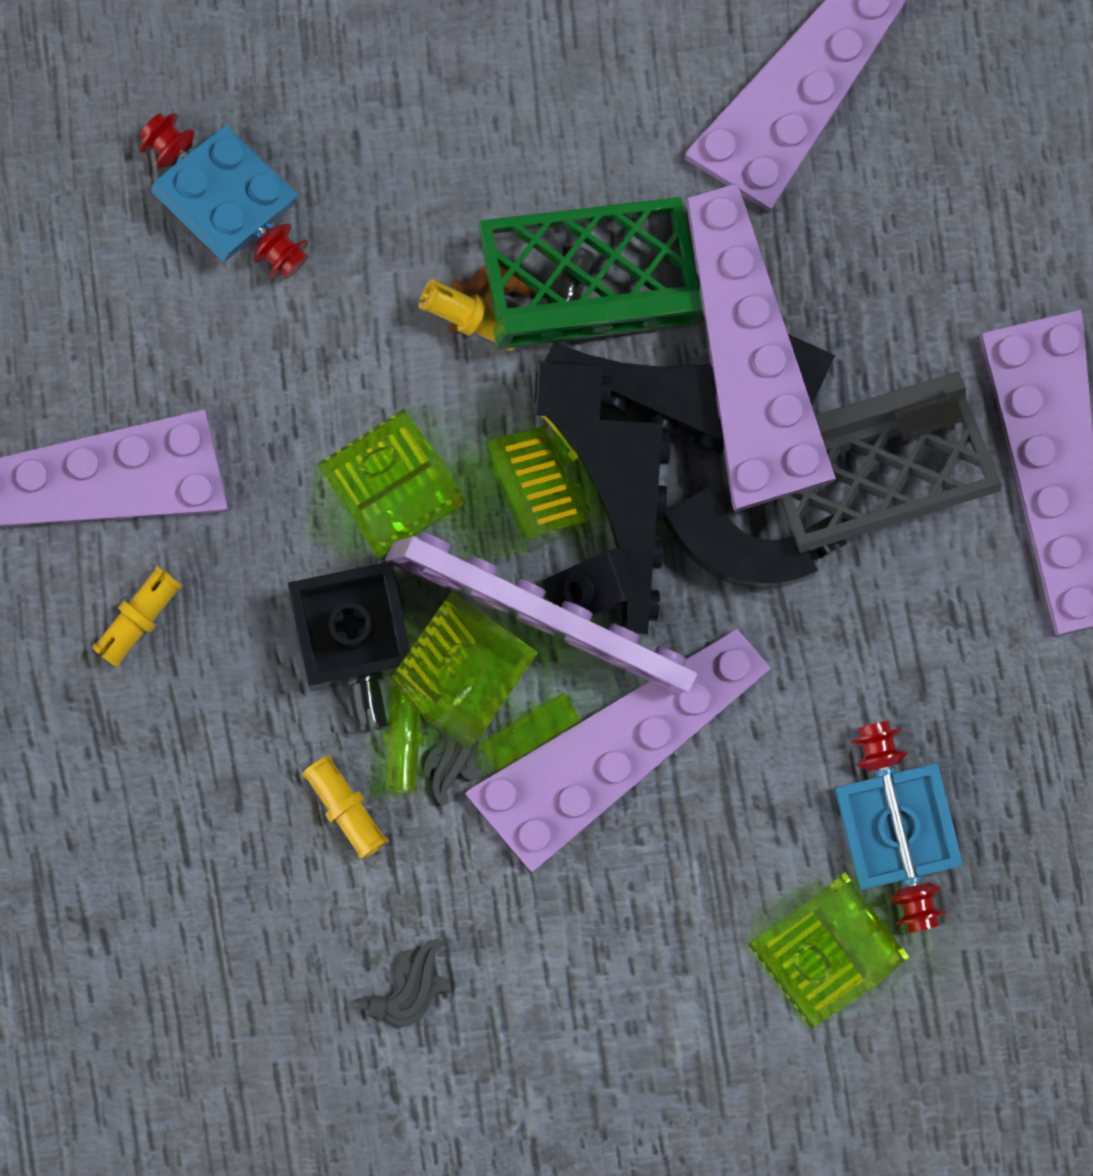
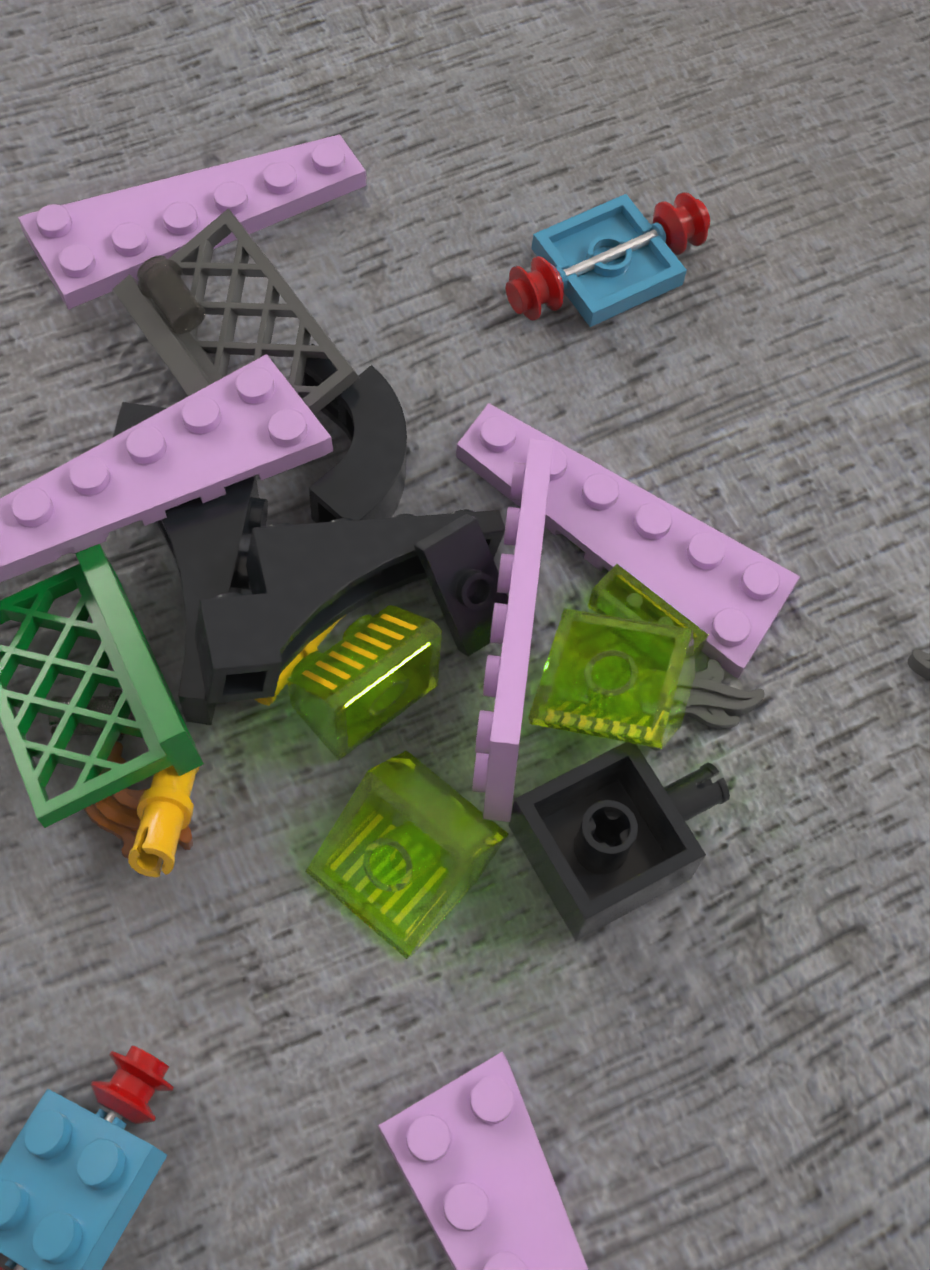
camera: 110 degrees left, 20 degrees down
(137, 616) = (684, 1129): yellow pin -> none
(345, 807) = (814, 795): yellow pin -> none
(402, 743) = (721, 748): clear neon green pin -> none
(828, 951) = (757, 285): clear neon green slope -> none

